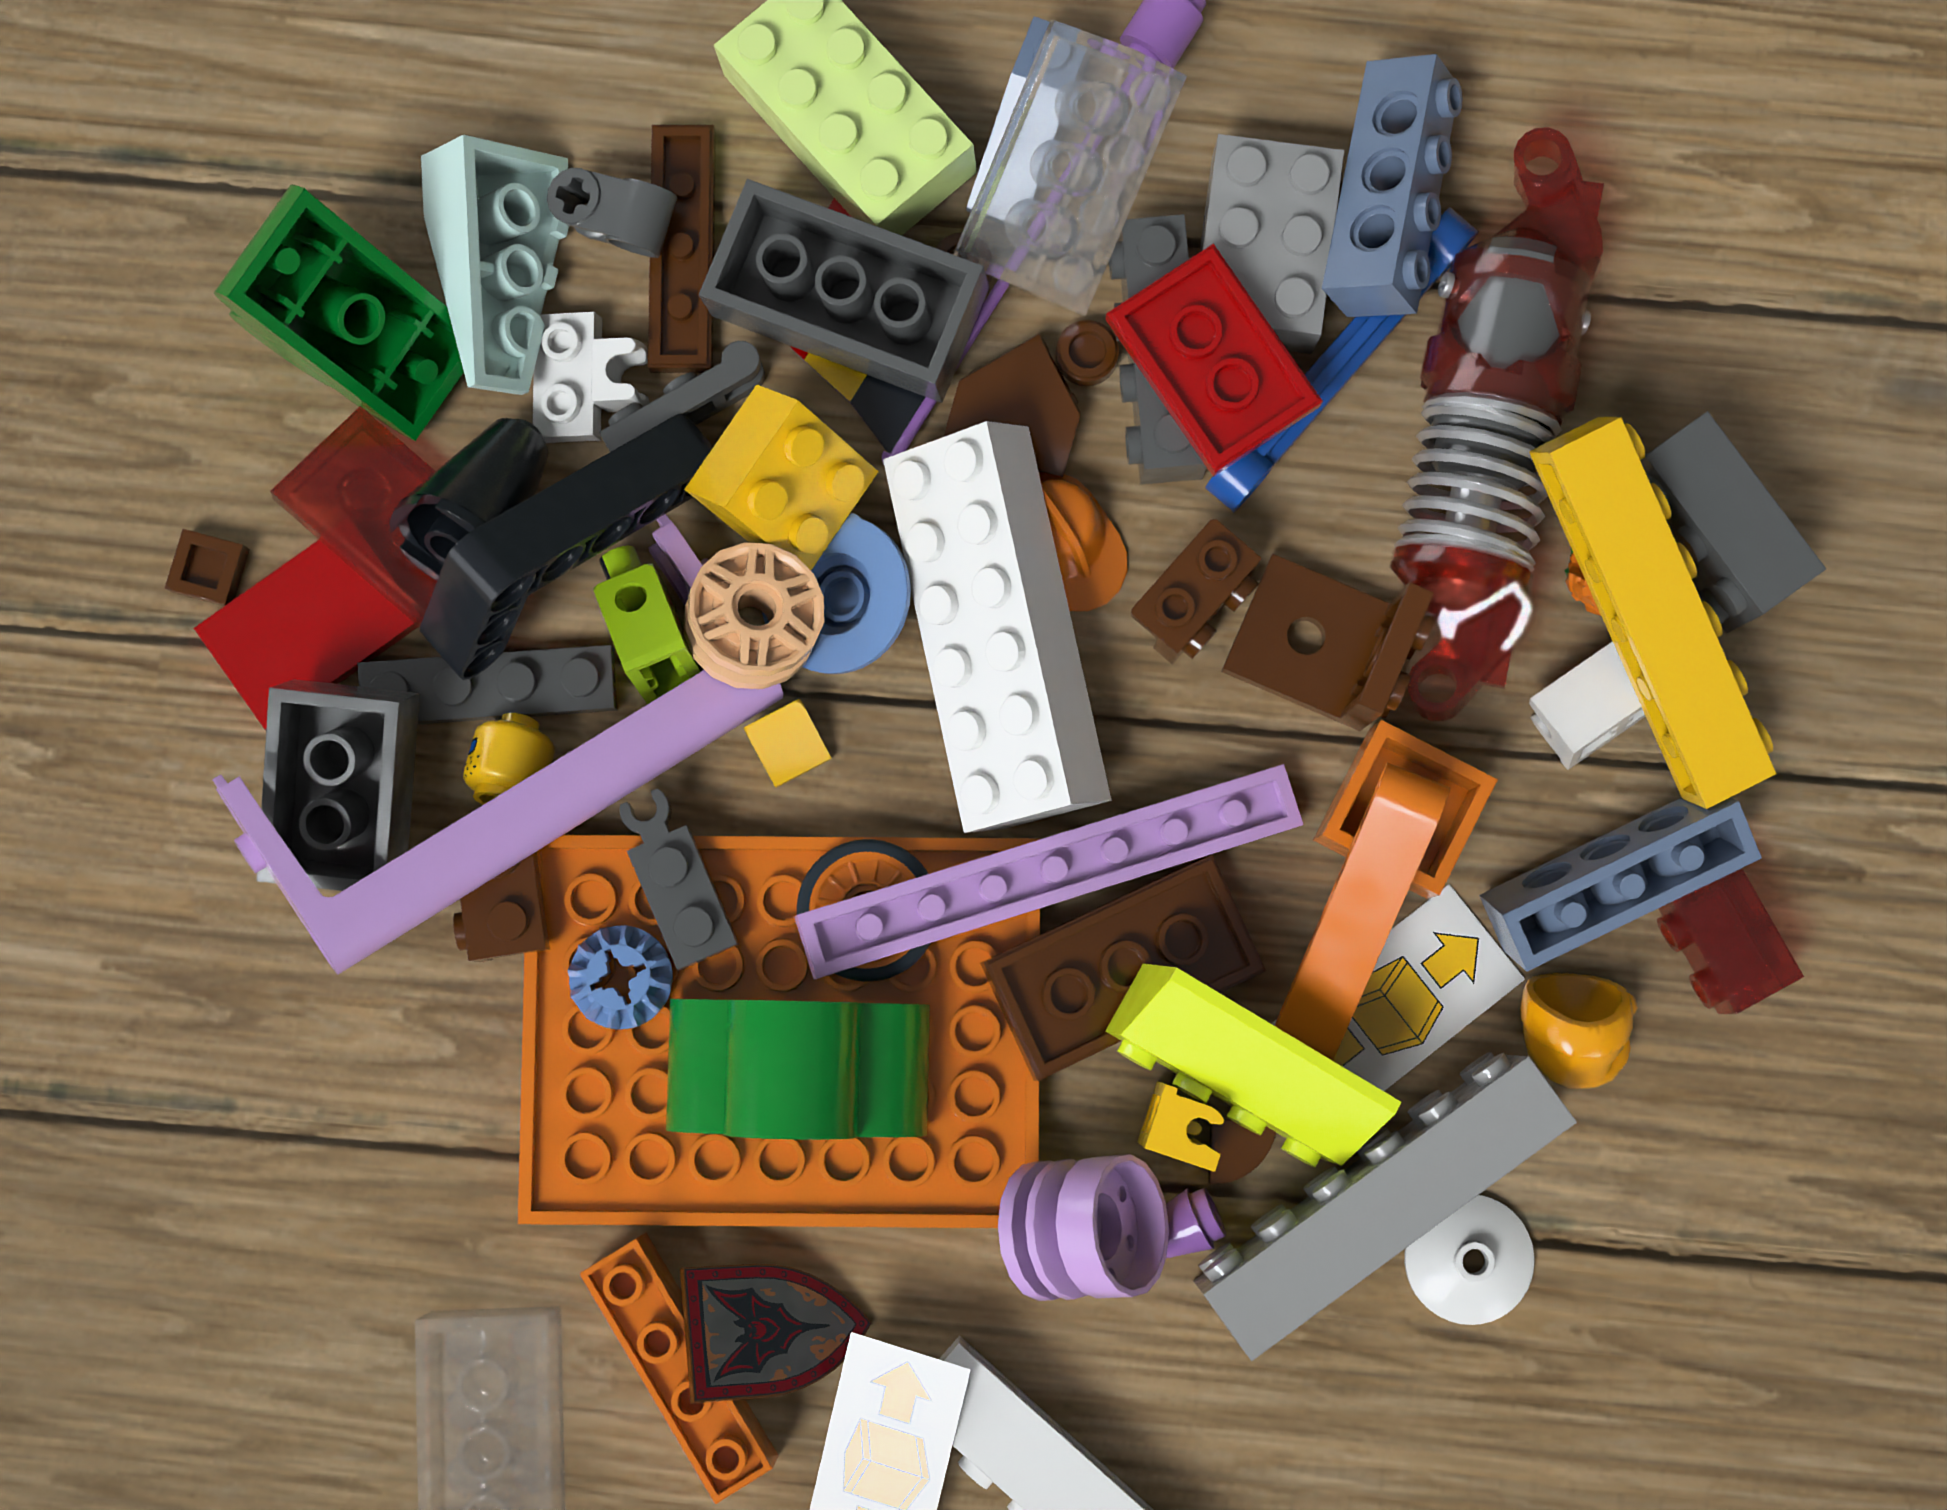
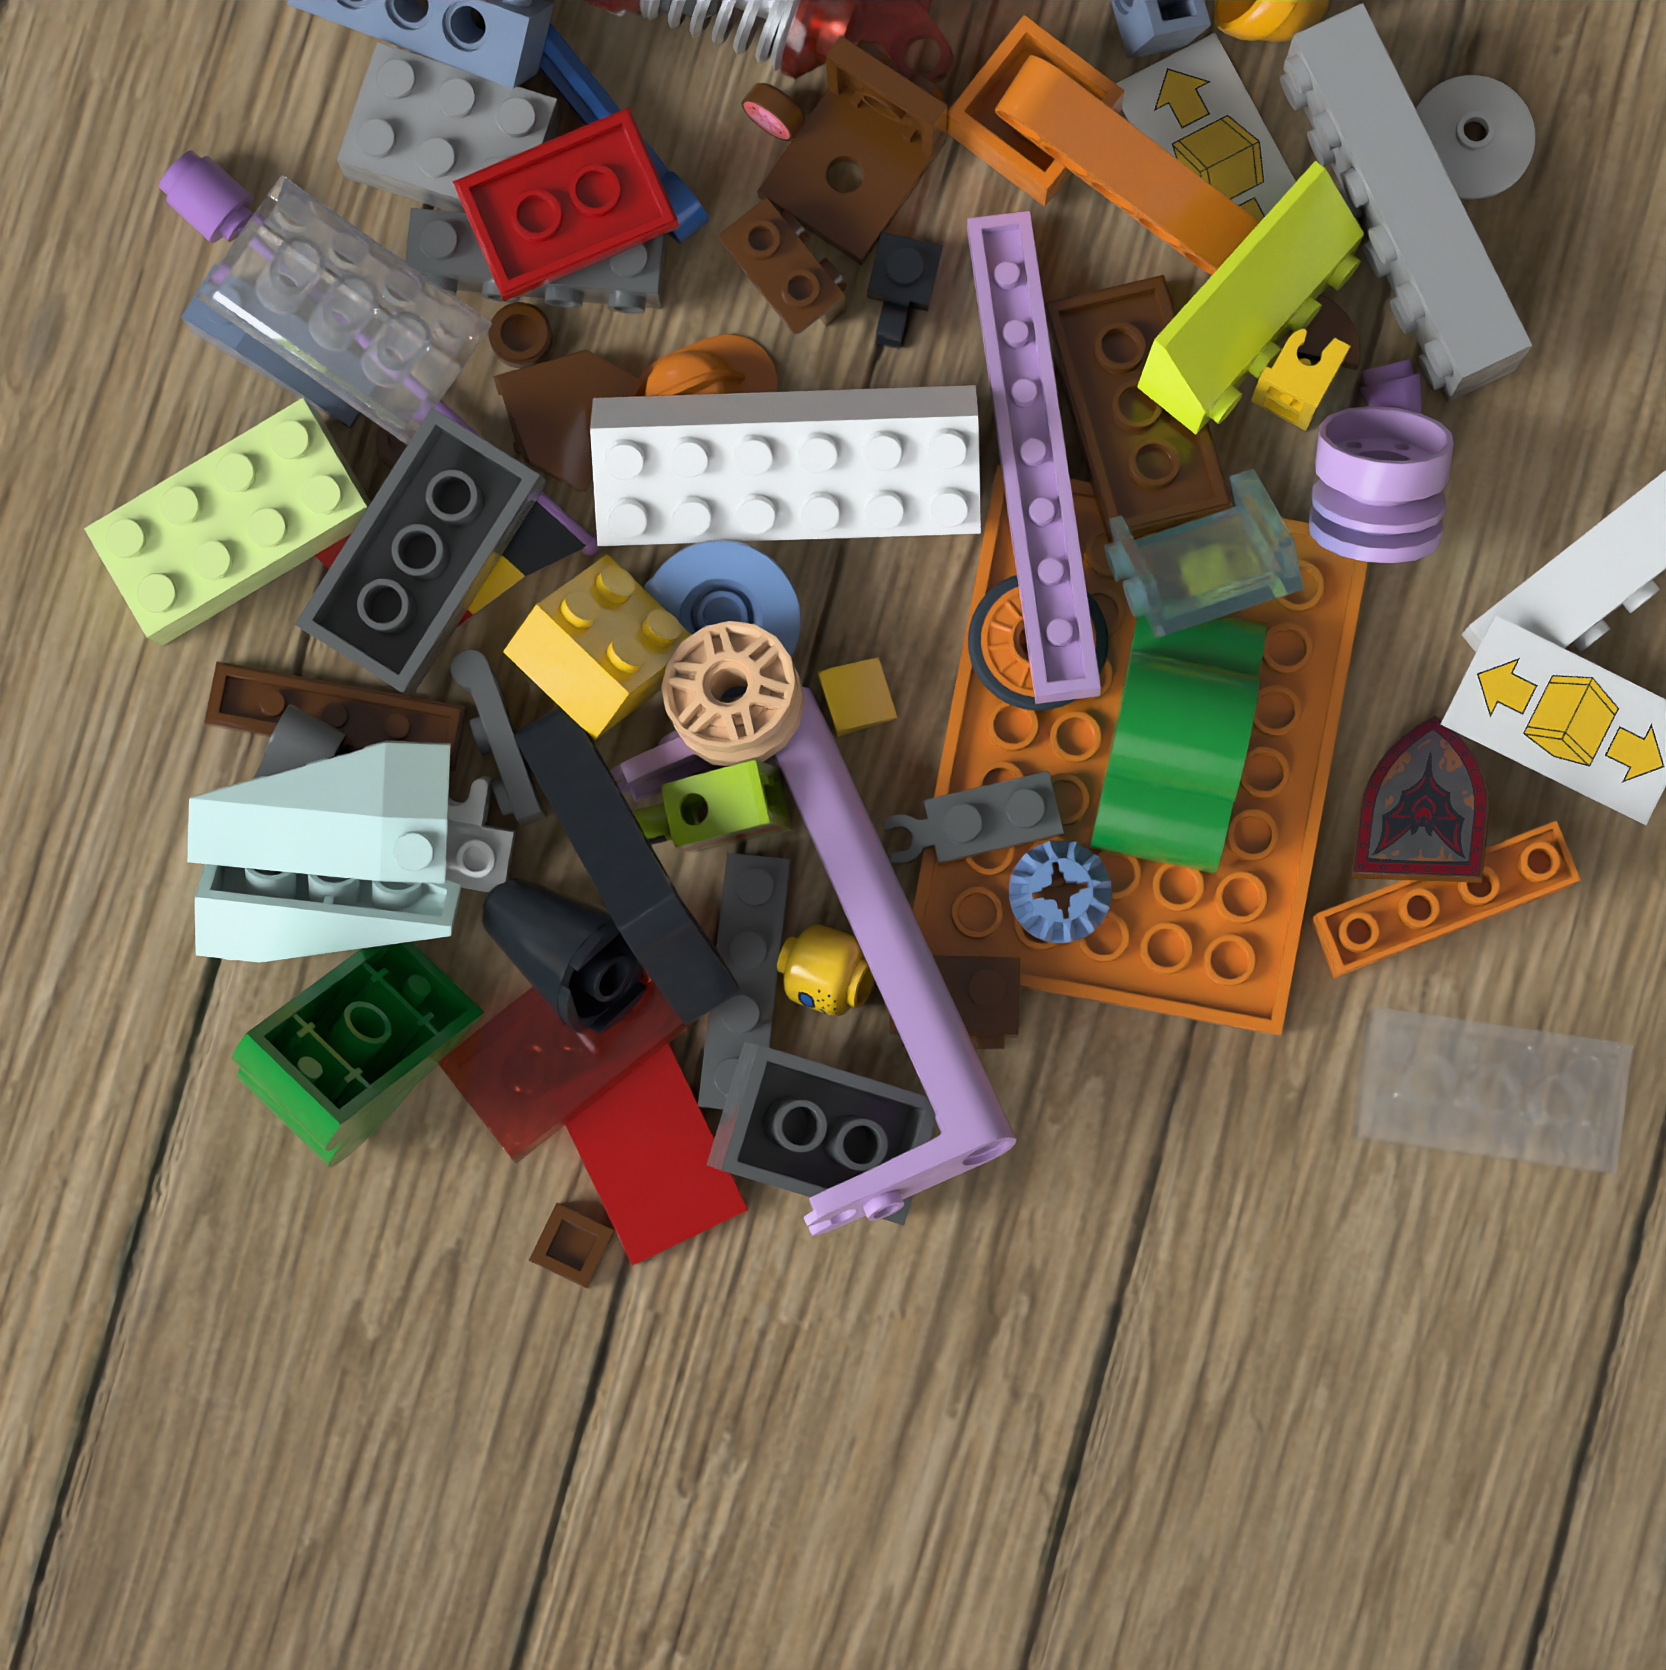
camera: 75 degrees left, 0 degrees up
(566, 270) = (341, 816): none -> light aqua wedge
(967, 1064) = (1207, 563): none -> clear light blue panel
(1213, 712) = (903, 280): none -> black plate
(1355, 554) = (773, 111): none -> reddish brown tile

